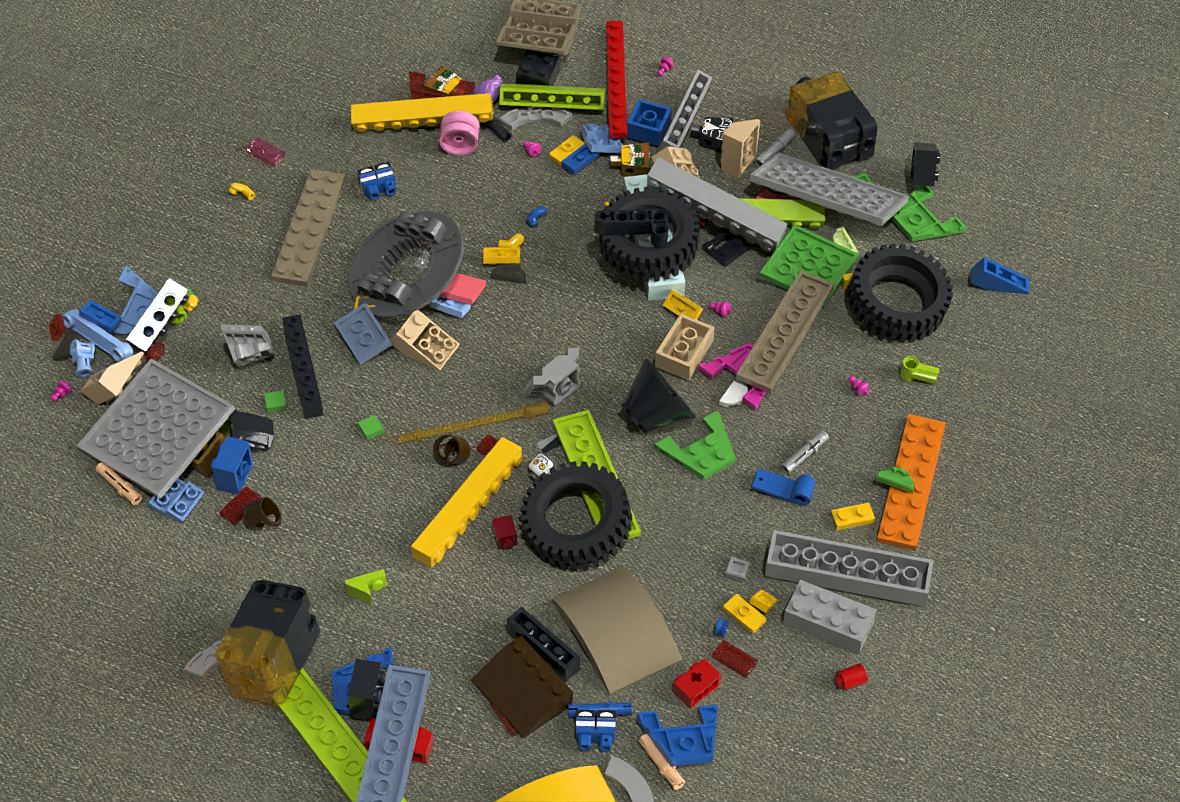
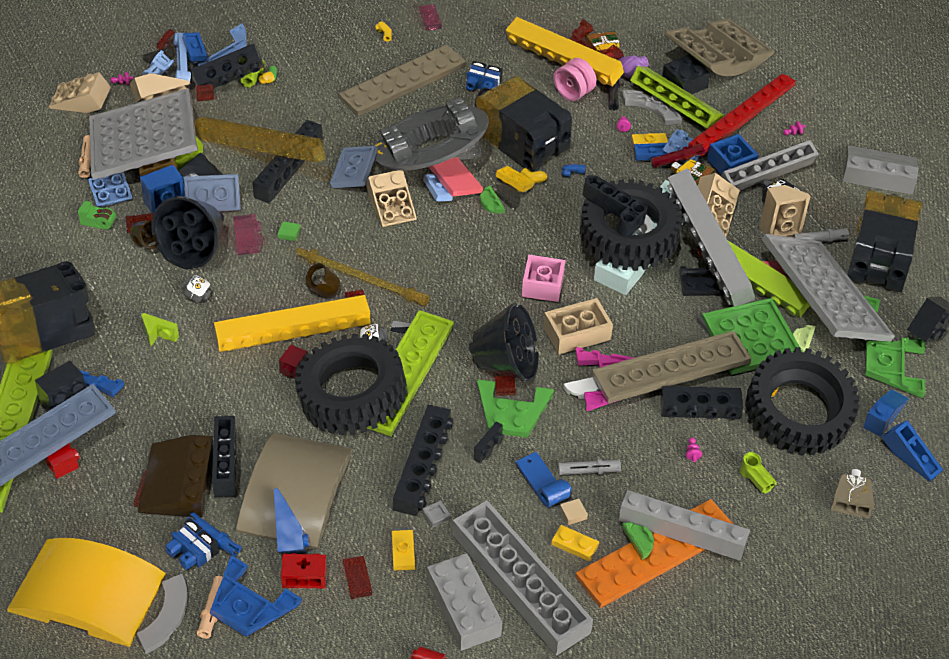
camera: 40 degrees right, 5 degrees down
(42, 431) = (81, 94): none -> tan slope
(196, 529) = (96, 216): none -> bright green leg
(247, 343) = (261, 114): light grey slope -> none
(272, 361) = (260, 139): none -> clear yellow beam
(275, 401) = (247, 172): bright green tile -> none
(276, 439) = (216, 190): none -> sand blue tile
(307, 487) = (187, 231): none -> black cone
(349, 454) = (246, 234): none -> clear pink brick
(358, 529) = (196, 289): none -> head
(469, 194) = (524, 122): none -> black piece
(501, 288) = (490, 201): none -> bright green tile
(556, 379) = (451, 282): light grey slope -> none
(614, 144) = (685, 153): none -> dark red pin
(618, 325) = (543, 278): none -> bright pink brick
(657, 661) = (290, 533): none -> slope
(678, 433) = (505, 386): none -> clear red tile
(681, 305) = (612, 299): yellow plate -> none
(706, 576) = (422, 460): none -> black brick
(716, 481) = (488, 441): none -> black plate
(721, 627) = (372, 545): blue bush -> none
(723, 308) = (644, 321): dark pink hair -> none
(760, 59) = (880, 170): none -> light grey slope
(763, 601) = (427, 551): yellow tile -> none
(827, 494) = (573, 511): none -> tan tile
(829, 344) = (701, 402): none -> black brick
(918, 446) = (684, 525): none -> light grey brick
(954, 260) = (884, 412): none -> blue slope
(995, 340) = (854, 495): none -> dark tan torso

